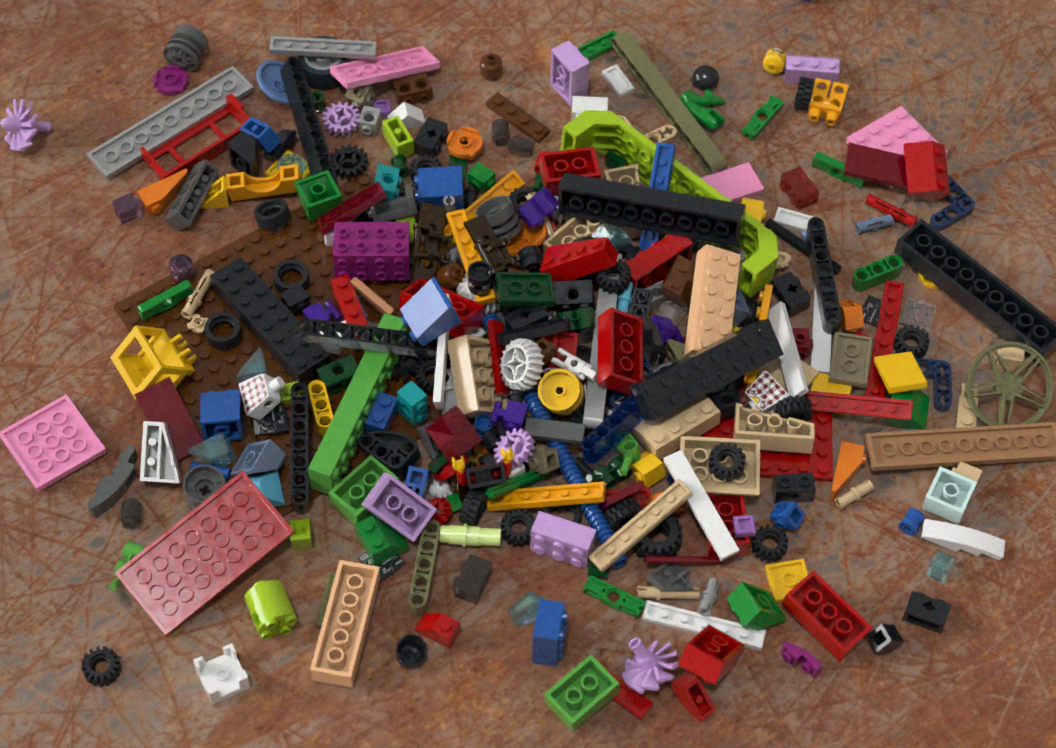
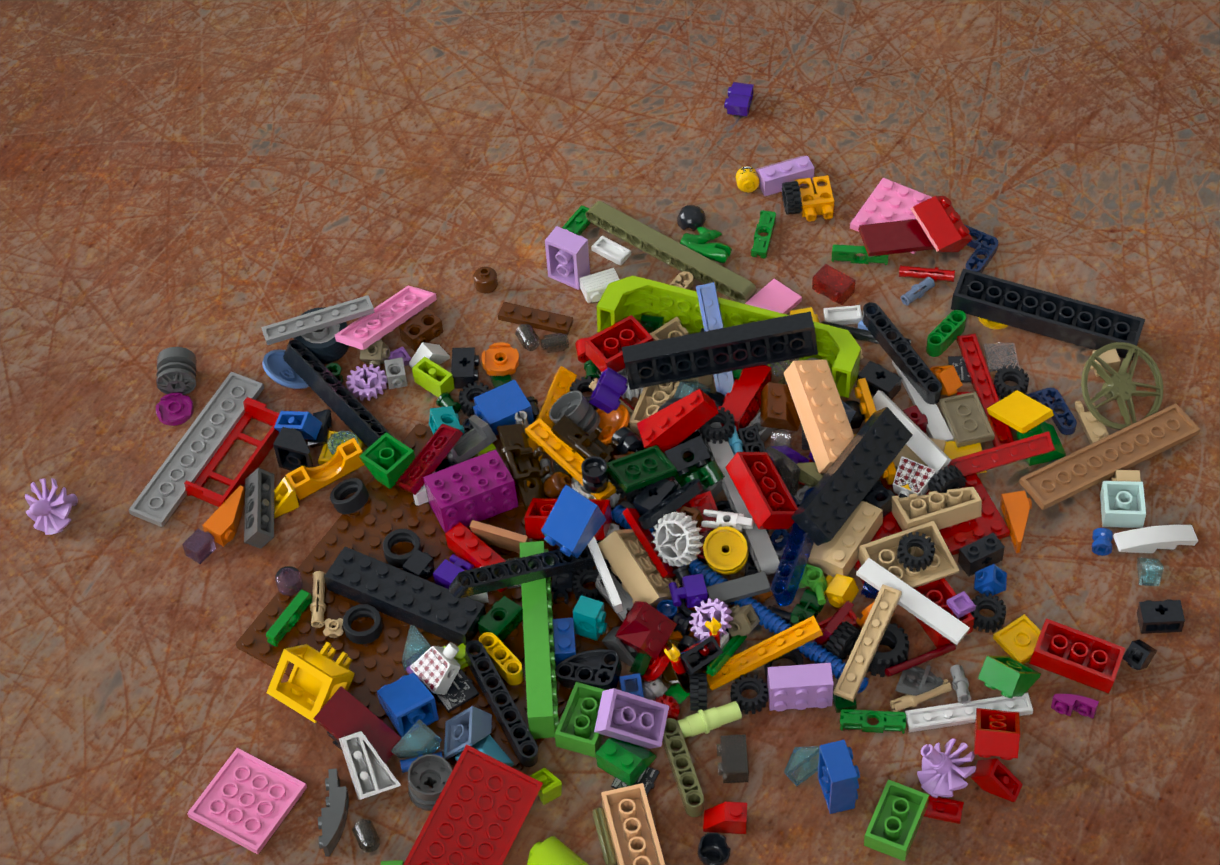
camera: 20 degrees left, 5 degrees down
(349, 161) = (396, 418): black gear -> none
(481, 177) = (534, 385): green brick -> none
(854, 494) = (1037, 538): tan pin -> none

